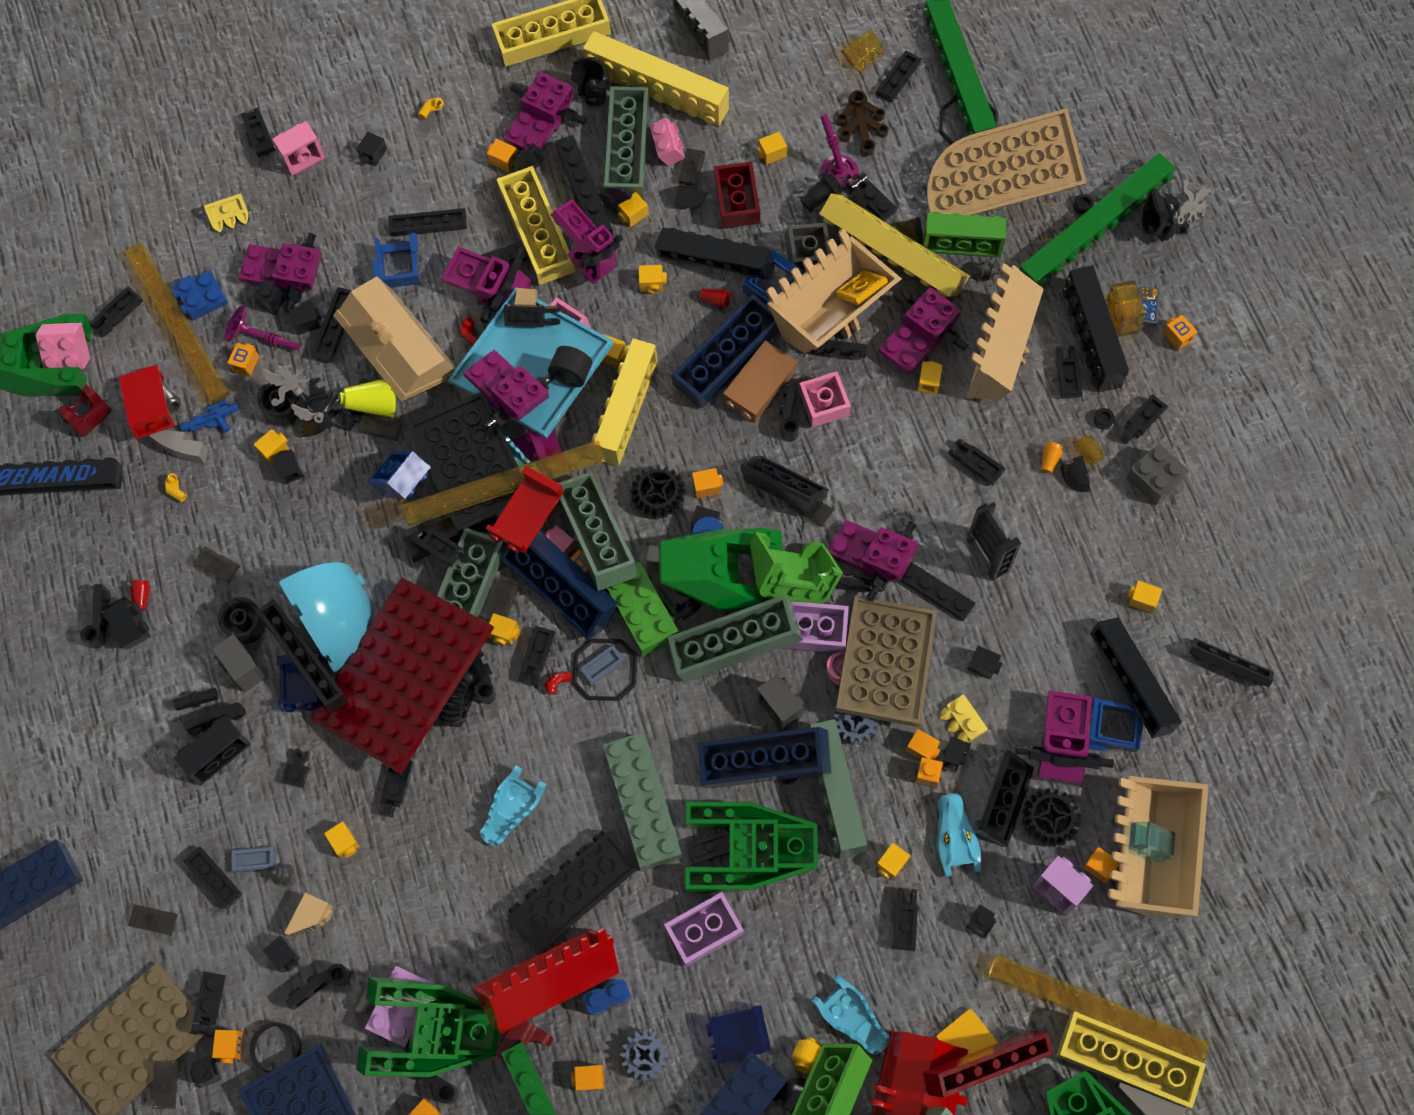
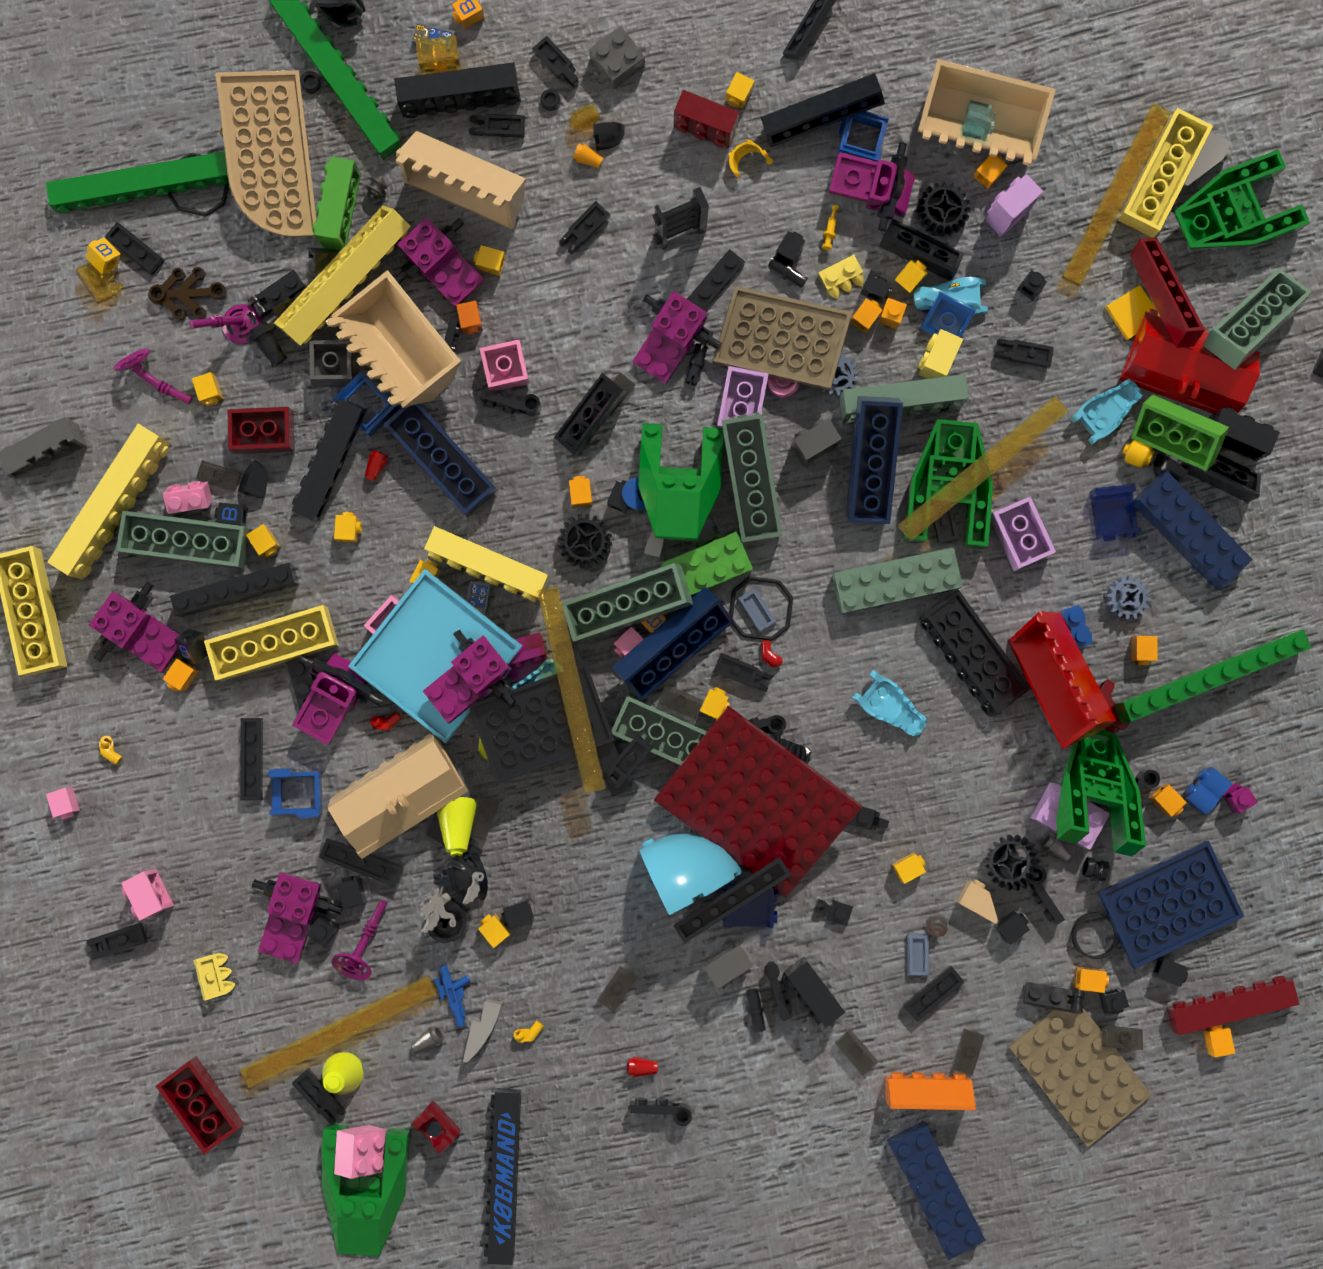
camera: 90 degrees left, 15 degrees up
(109, 211) = (199, 1105): none -> dark red brick
(109, 878) = (929, 1092): none -> orange slope
(127, 623) = (672, 1079): black hinge -> none
(135, 326) = (342, 1073): none -> neon yellow cone
(145, 402) = (433, 1061): red panel -> none
(153, 803) = (856, 1052): none -> clear smoke plate
(199, 294) = (309, 1006): blue plate -> none
(241, 619) = (686, 973): black brick -> none
(243, 359) = (391, 958): light orange brick -> none
(335, 948) = (1017, 879): none -> black gear
(346, 1041) = (1095, 869): none -> black wheel
(371, 149) = (155, 816): black brick -> none
(380, 75) = (63, 803): none -> bright pink brick
(399, 474) = (547, 796): brick -> none
(526, 296) = (366, 656): tan tile -> none
(526, 511) = (609, 668): red panel -> none
(529, 315) = (387, 651): black hinge -> none
(570, 366) = (454, 612): black piece -> none
(590, 402) = (479, 596): none -> tile
(591, 79) = (103, 571): black hair -> none
(594, 246) = (306, 583): magenta piece -> none
(614, 196) = (251, 556): black brick -> none
(655, 180) = (231, 514): none -> black brick
(760, 382) = (476, 429): medium nougat brick -> none
(769, 876) = (982, 468): none -> clear yellow plate
(789, 84) = (134, 362): none -> magenta dish
(799, 576) = (688, 414): bright green windscreen -> none
(861, 287) = (388, 313): yellow tile -> none
(870, 364) = (469, 317): none -> orange brick
(886, 49) = (102, 255): none -> yellow brick
(887, 823) = (941, 354): none -> light yellow brick
(892, 862) = (972, 357): yellow brick -> none
(930, 830) = (947, 315): none -> blue plate
(959, 663) = (787, 271): none -> black pin
(972, 788) = (912, 275): none -> yellow brick
(1007, 702) = (829, 233): none -> yellow piece
(1078, 602) = (743, 149): none -> yellow helmet
(1105, 562) = (705, 119): none -> dark red brick

